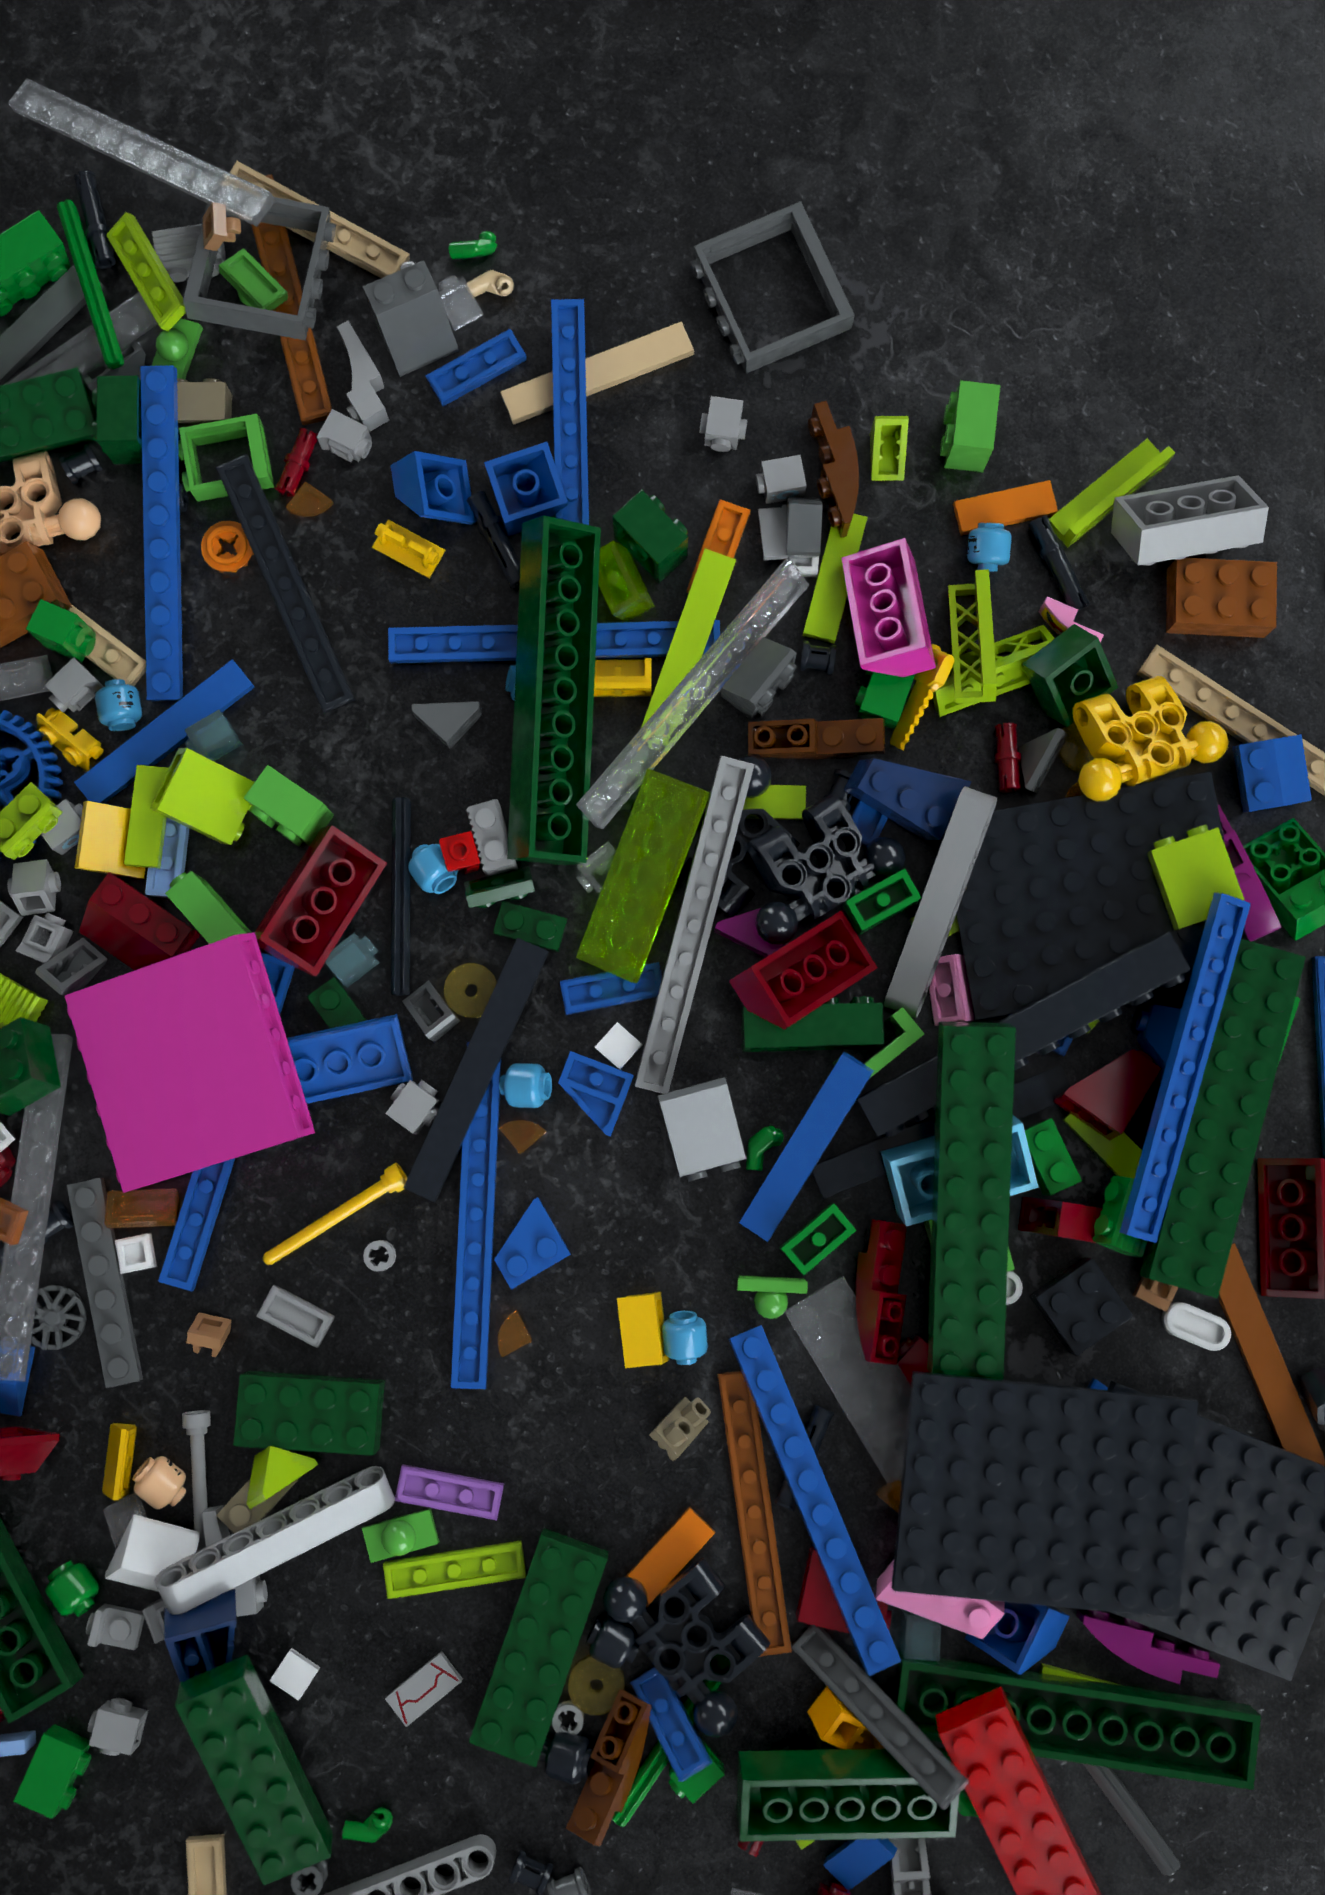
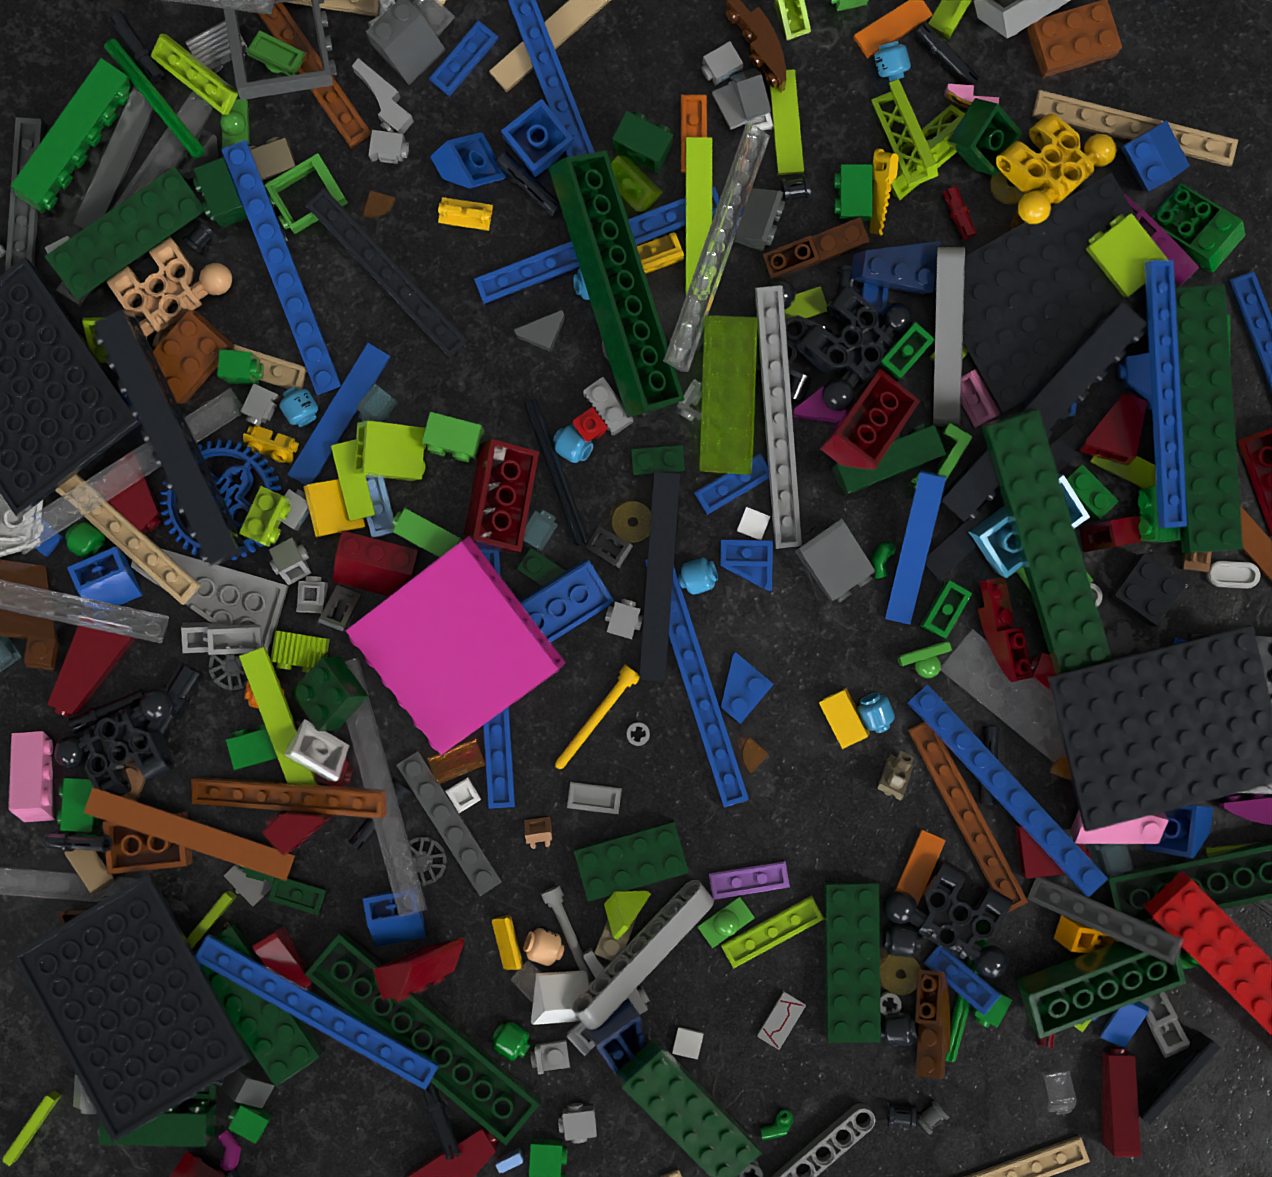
camera: 25 degrees left, 5 degrees up
(212, 549) = (320, 265): orange gear -> none
(218, 227) = (241, 24): medium nougat tile -> none
(296, 462) = (358, 178): dark red pin -> none
(488, 890) = (625, 440): dark green plate -> none
(522, 1133) = (707, 611): clear orange tile -> none
(723, 424) = (664, 37): light grey brick -> none
(888, 610) = (836, 136): dark pink slope -> none
(1040, 756) = (982, 204): dark grey slope -> none

